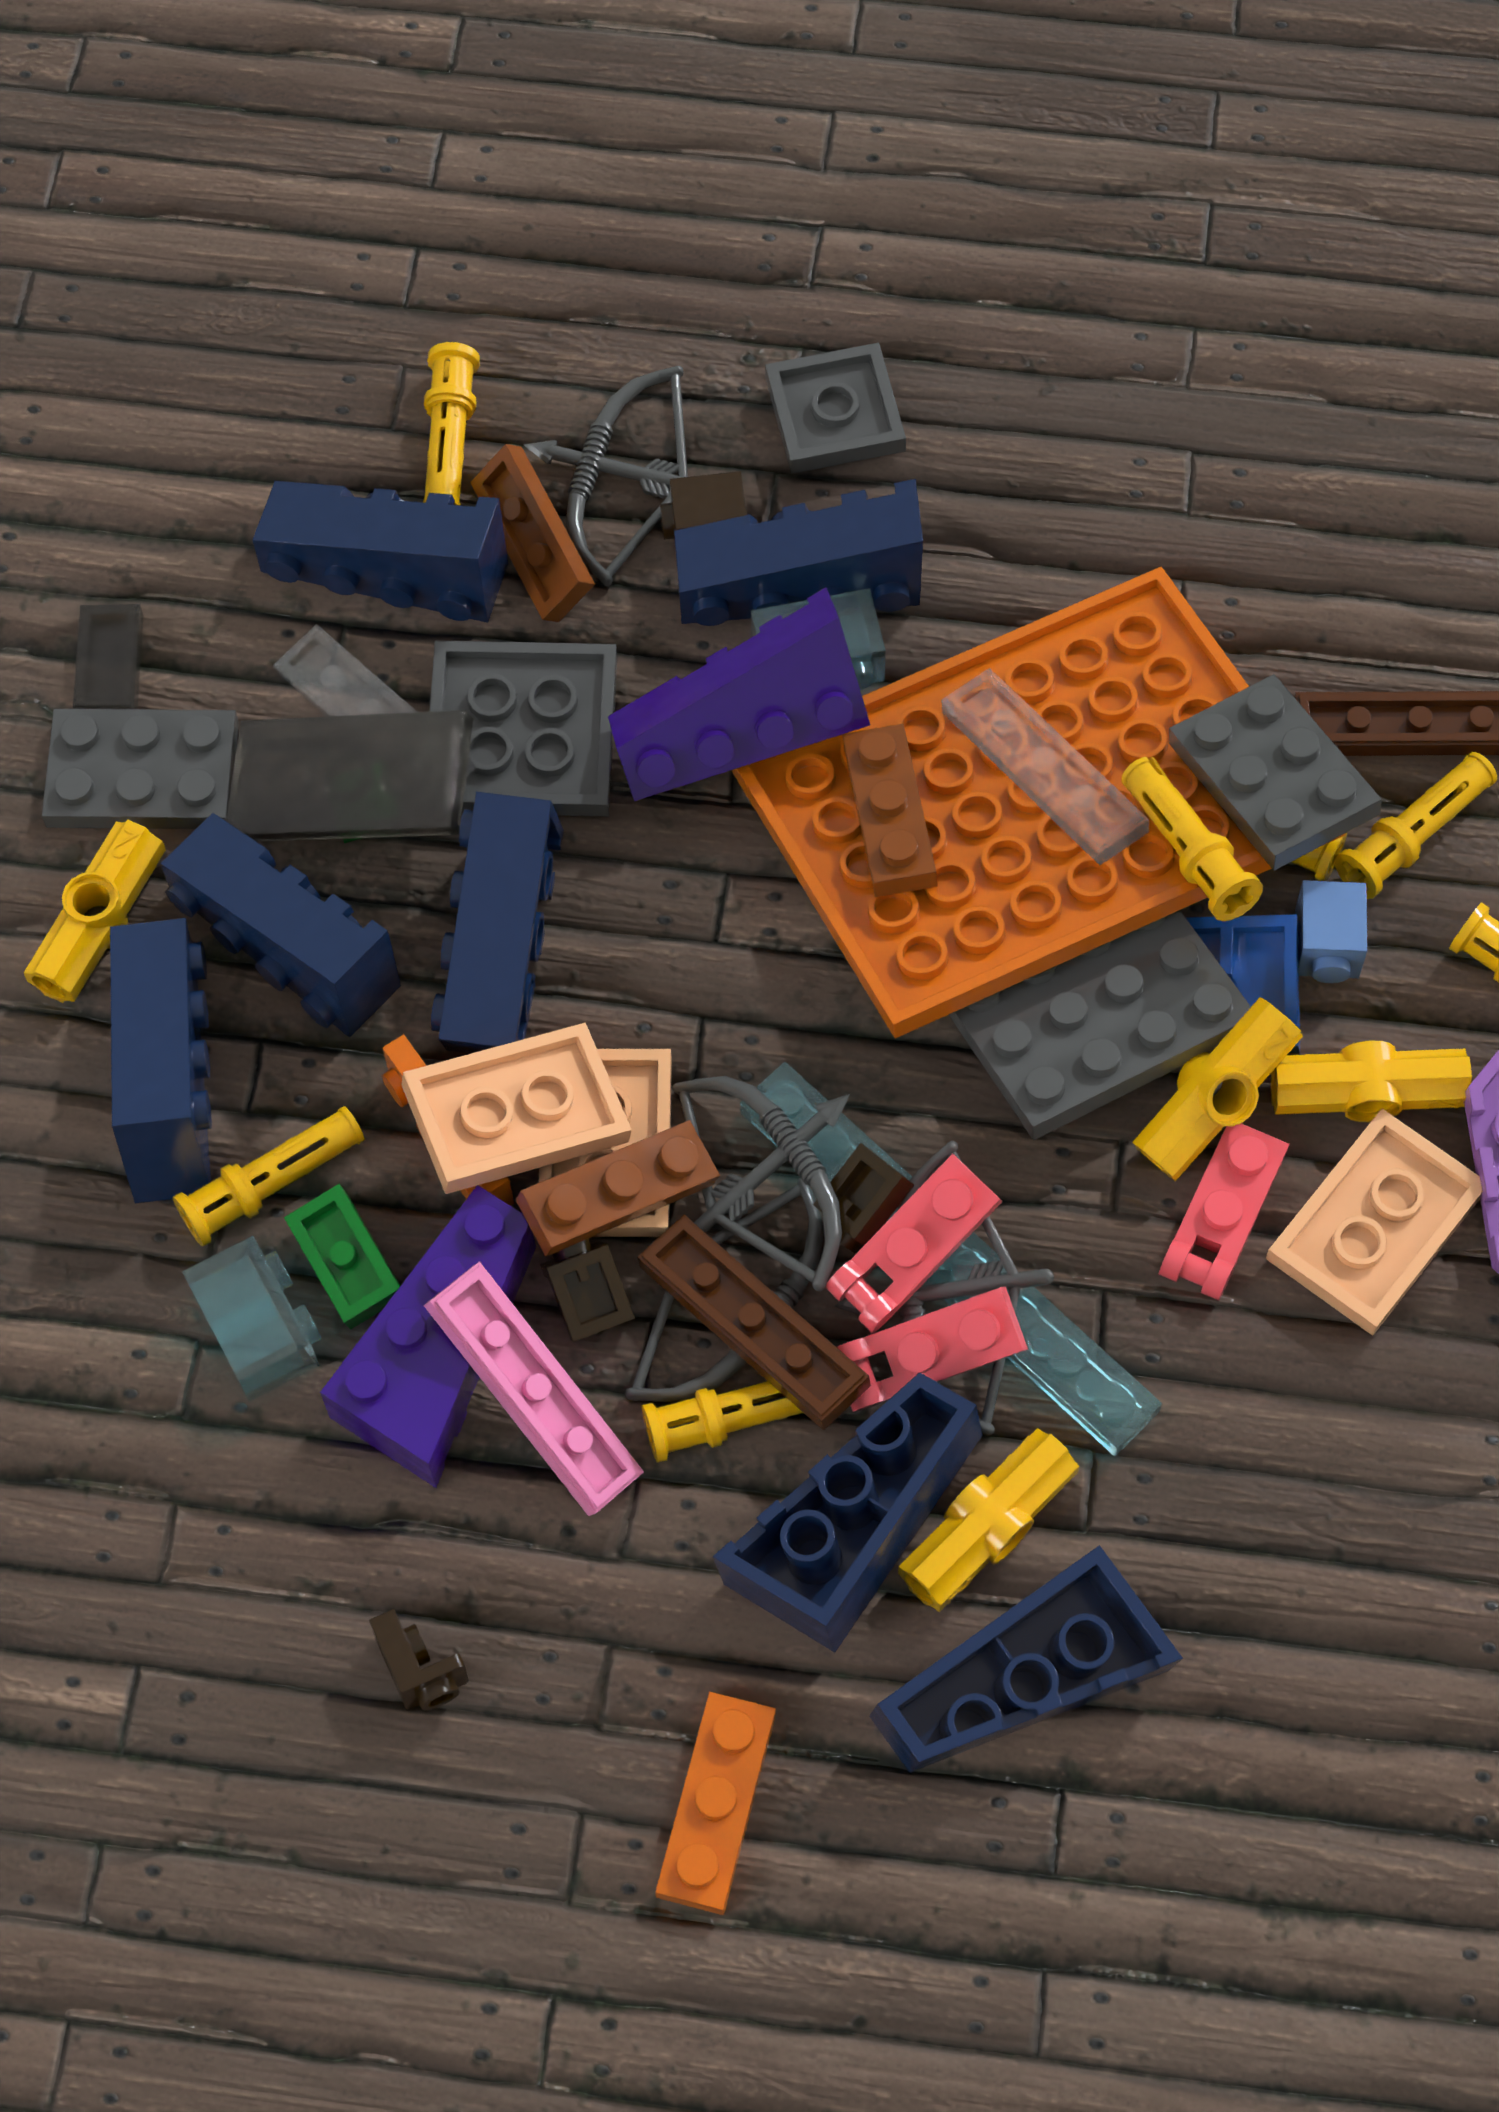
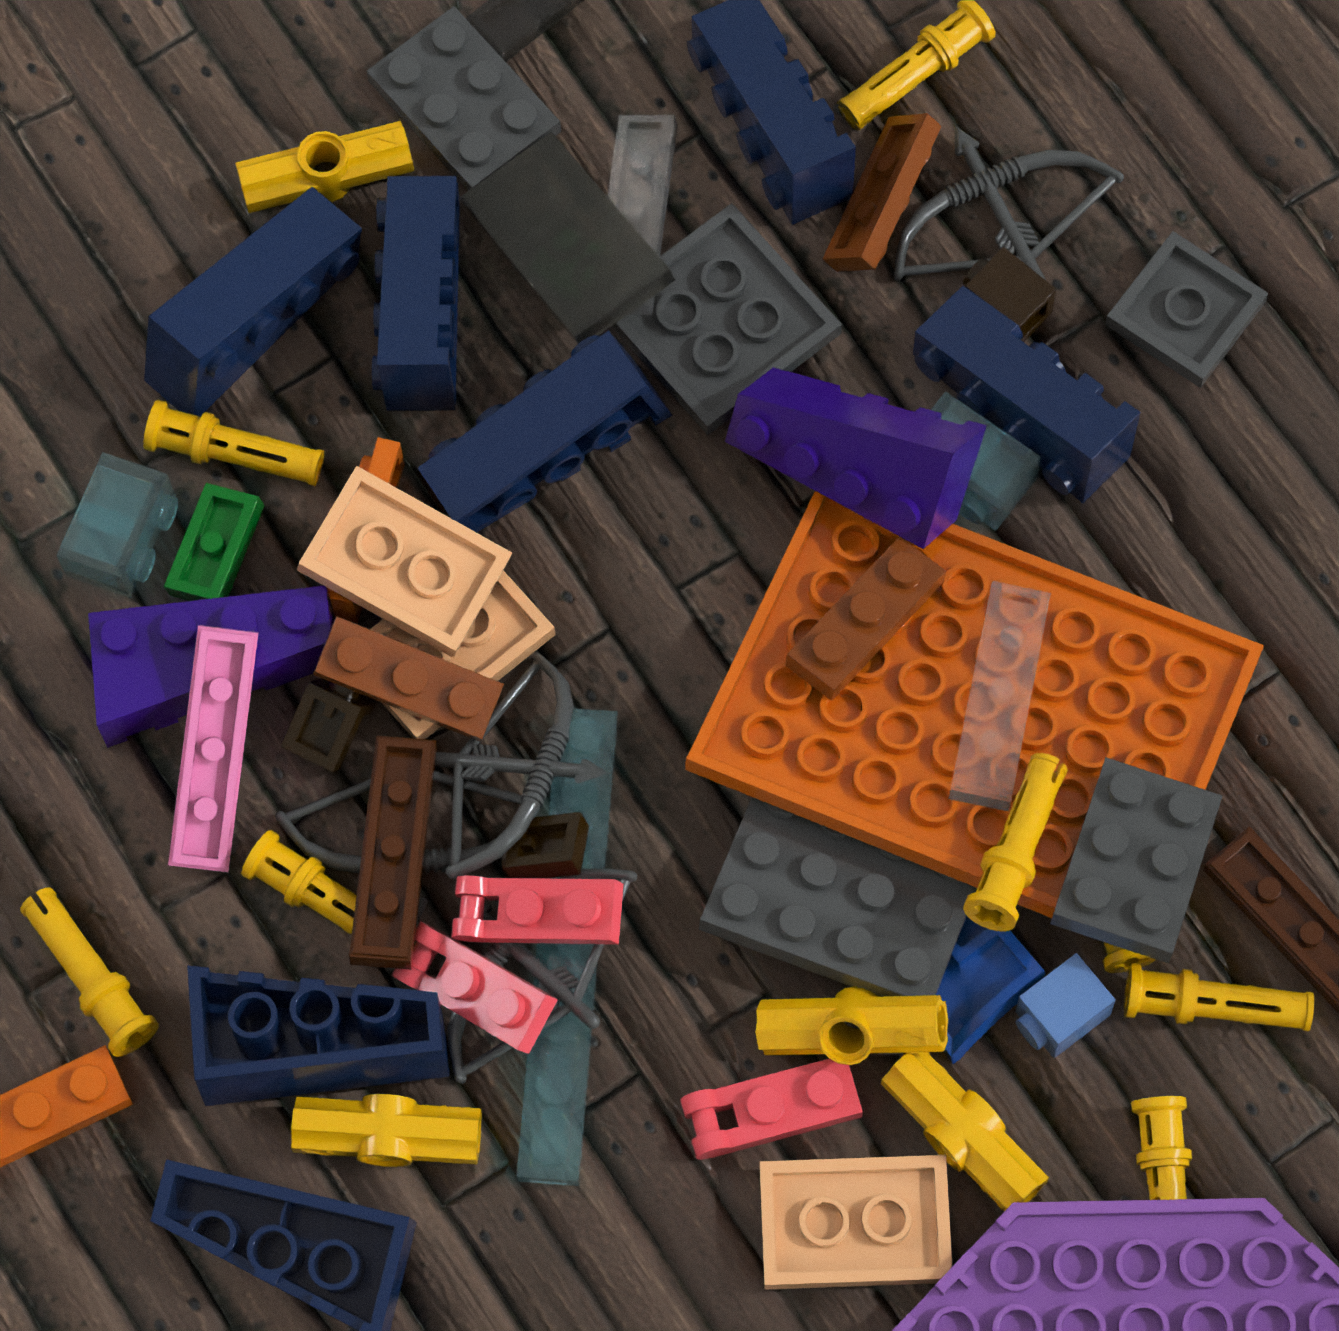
camera: 50 degrees right, 5 degrees up
(662, 1657) = (102, 993): none -> yellow pin

